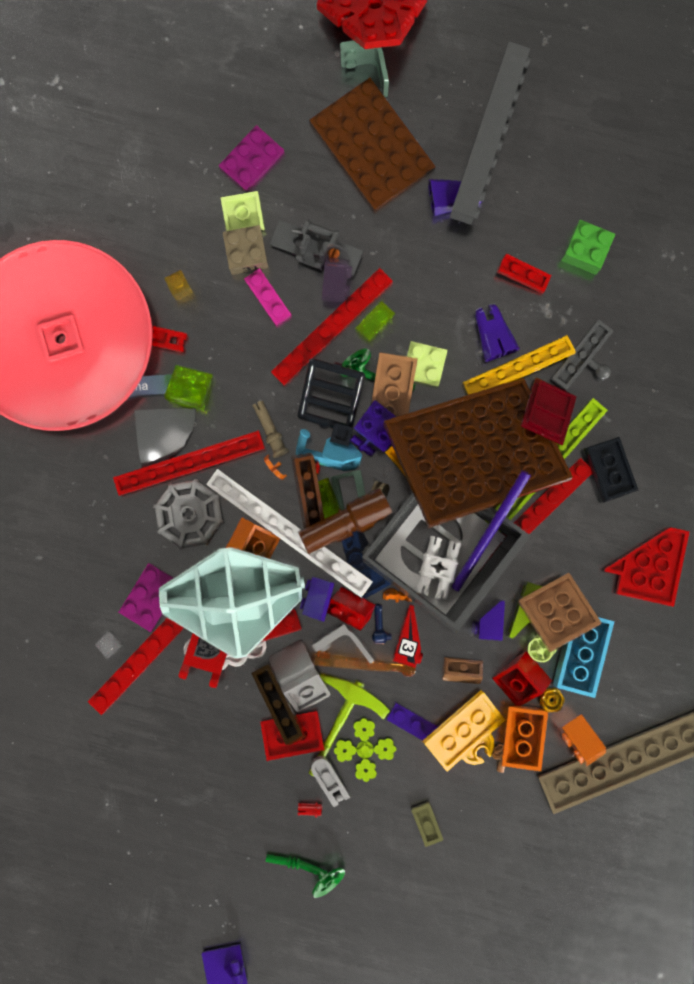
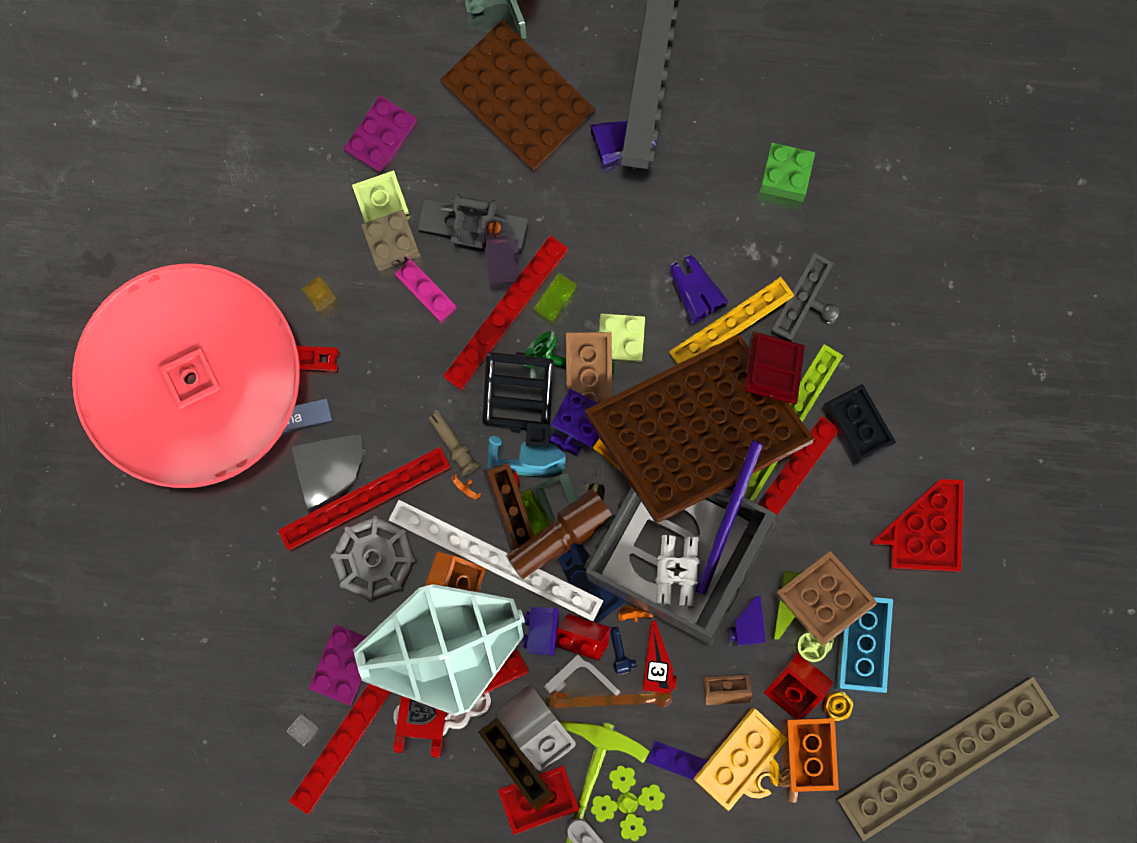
camera: 10 degrees left, 5 degrees down
(188, 387) = (350, 410): clear neon green plate -> none
(524, 273) = (718, 214): red hinge -> none
(584, 740) = (882, 745): orange brick -> none

